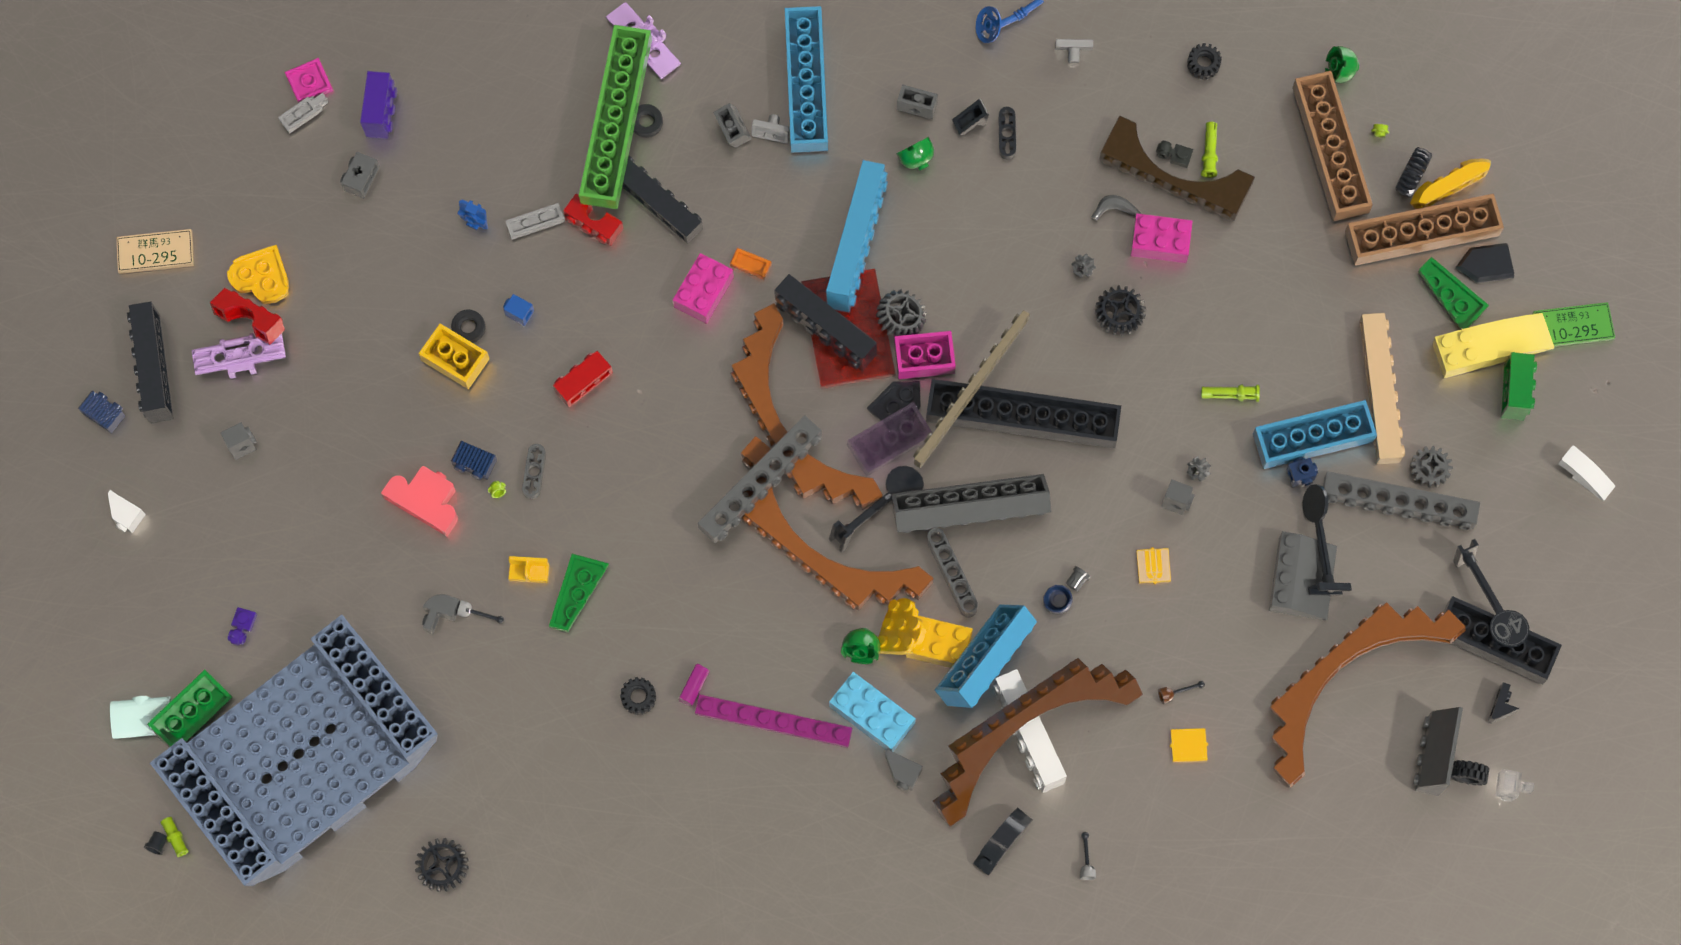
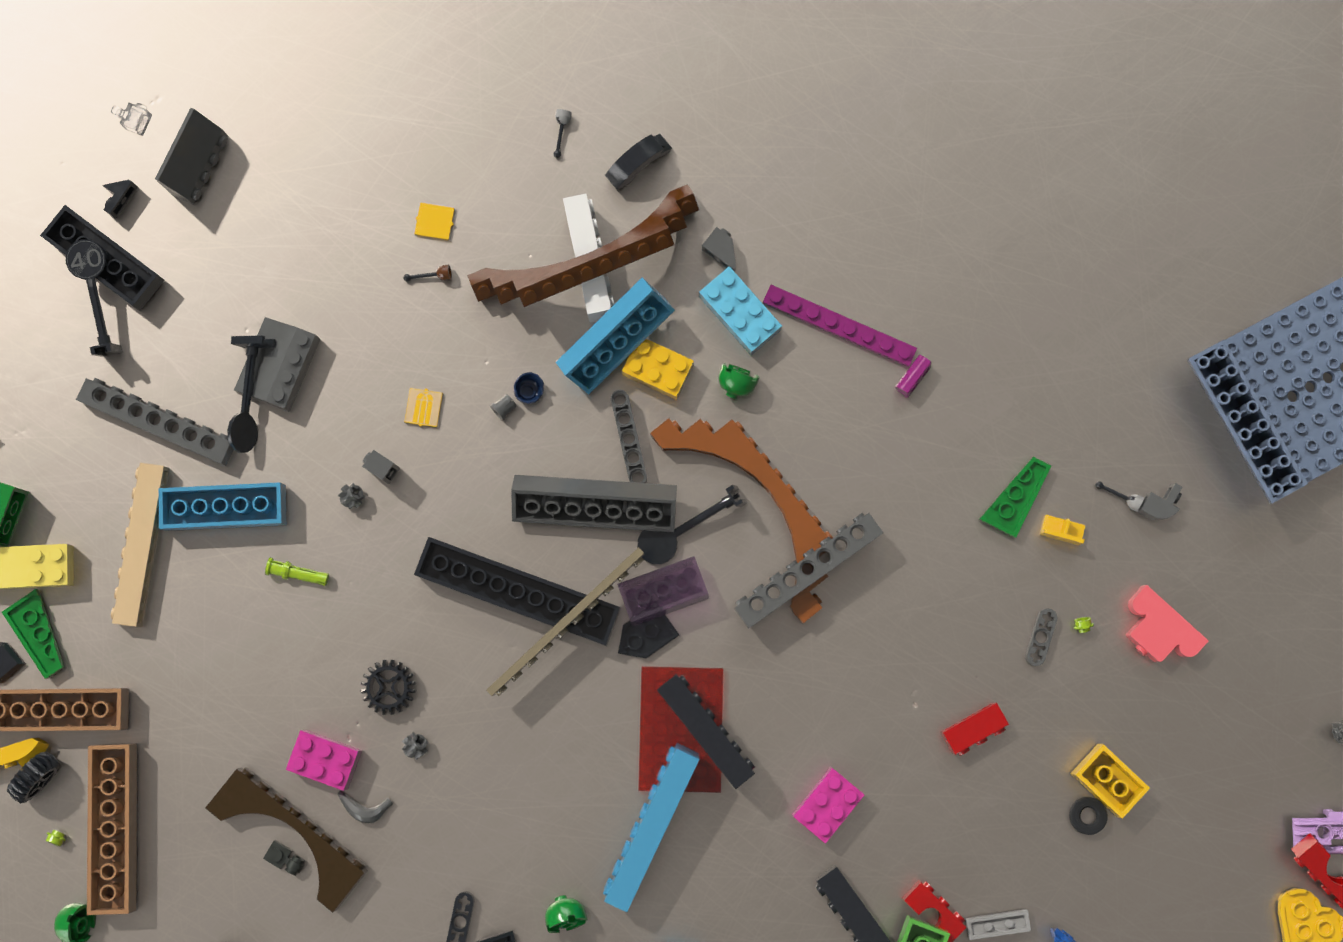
camera: 165 degrees left, 10 degrees up
(450, 860) = (1189, 230): black gear -> none
(473, 460) = (1104, 660): dark blue brick -> none
(518, 309) = (1032, 822): blue brick -> none
(635, 684) = (977, 365): black tyre -> none
(750, 263) = (770, 826): orange tile -> none
(753, 378) = (792, 688): dark orange arch -> none
(901, 628) = (694, 386): yellow plate -> none
(910, 309) = (613, 743): dark grey gear -> none
(924, 355) = (606, 677): dark pink brick -> none
(1209, 157) = (247, 845): lime pin -> none
(1302, 472) = (246, 470): dark blue brick -> none
(1376, 631) = (215, 286): dark orange arch -> none
(1437, 461) = (111, 459): dark grey gear -> none
(1470, 772) = (164, 131): black tyre -> none

